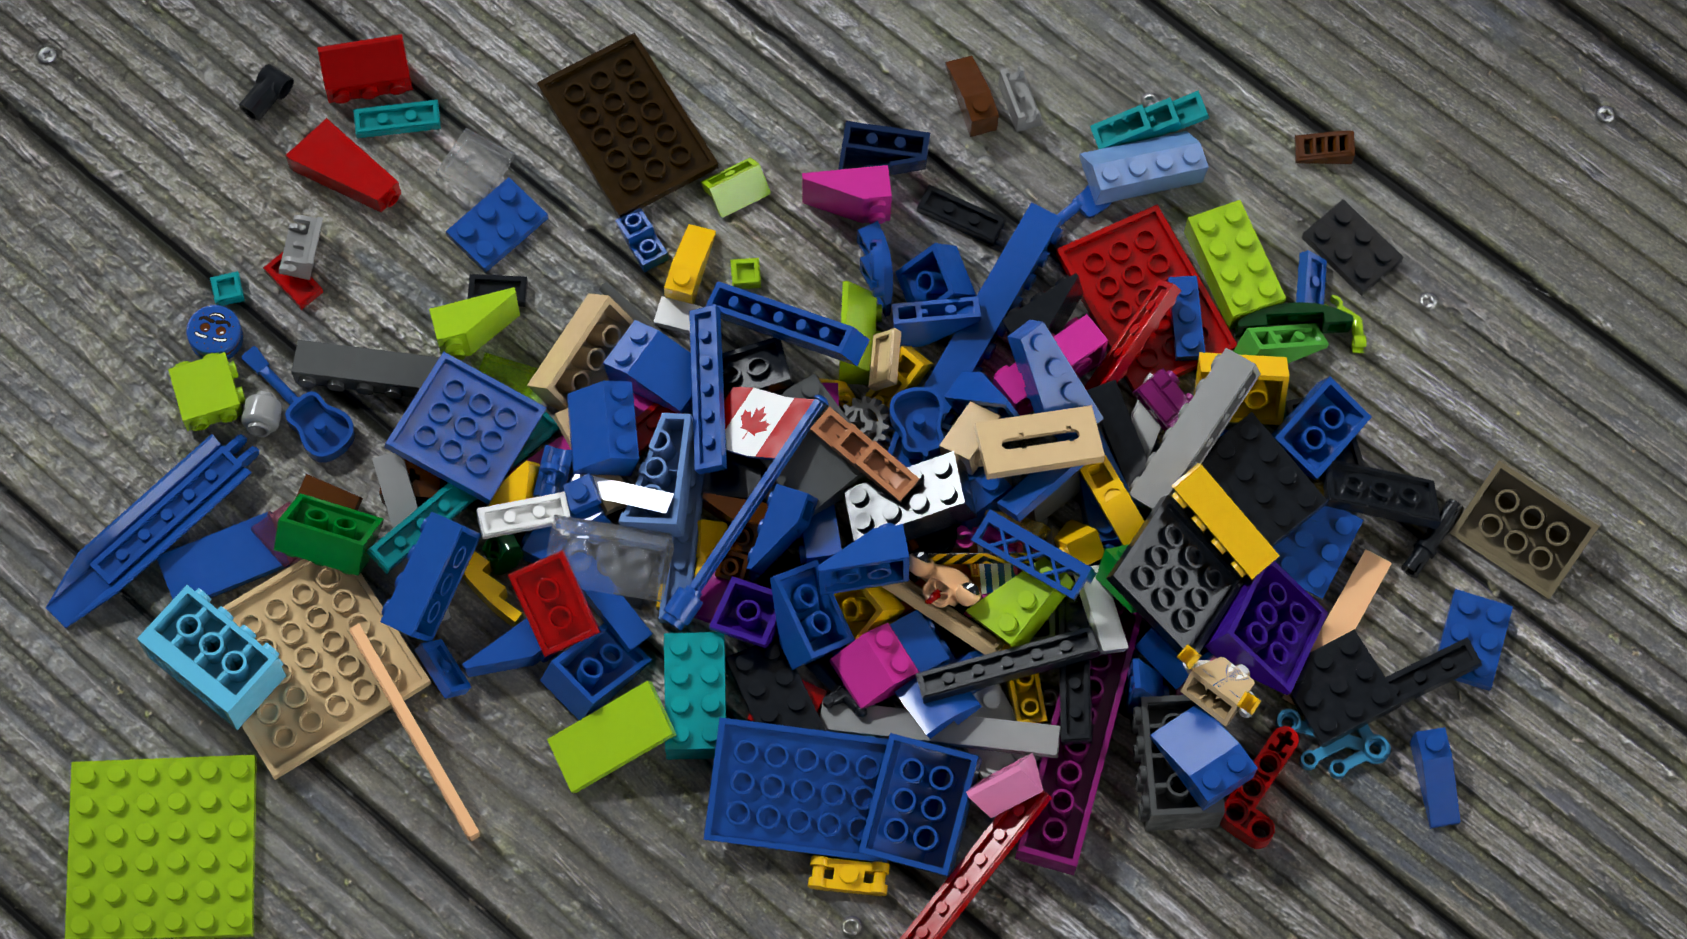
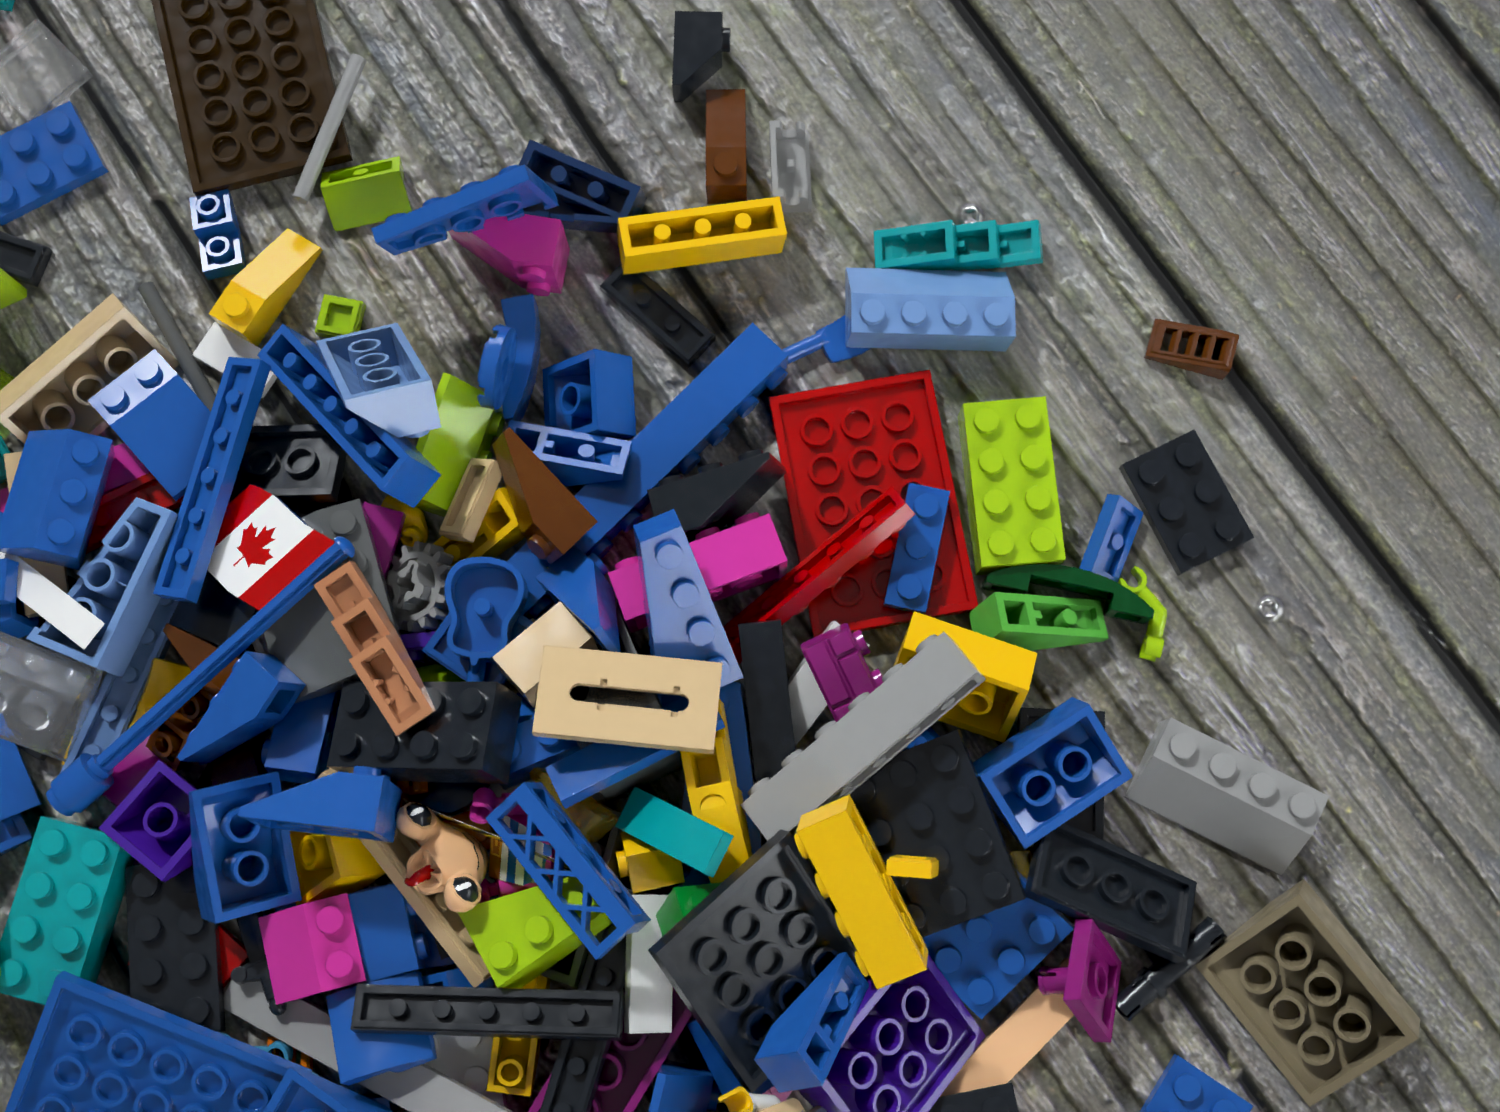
camera: 20 degrees right, 10 degrees up
(700, 149) = (329, 128): none -> light grey bar
(809, 290) = (382, 380): none -> medium blue slope
(827, 173) = (466, 210): none -> blue wing
(932, 37) = (697, 50): none -> black slope
(934, 345) = (542, 505): none -> reddish brown slope
(978, 155) = (701, 235): none -> yellow brick
(1092, 518) = (674, 832): none -> teal tile
(1219, 611) = (812, 1028): none -> blue slope
(1251, 498) = (912, 866): none -> yellow tile
(1383, 550) = (1089, 980): none -> magenta tile
(1435, 421) = (1226, 796): none -> light grey slope

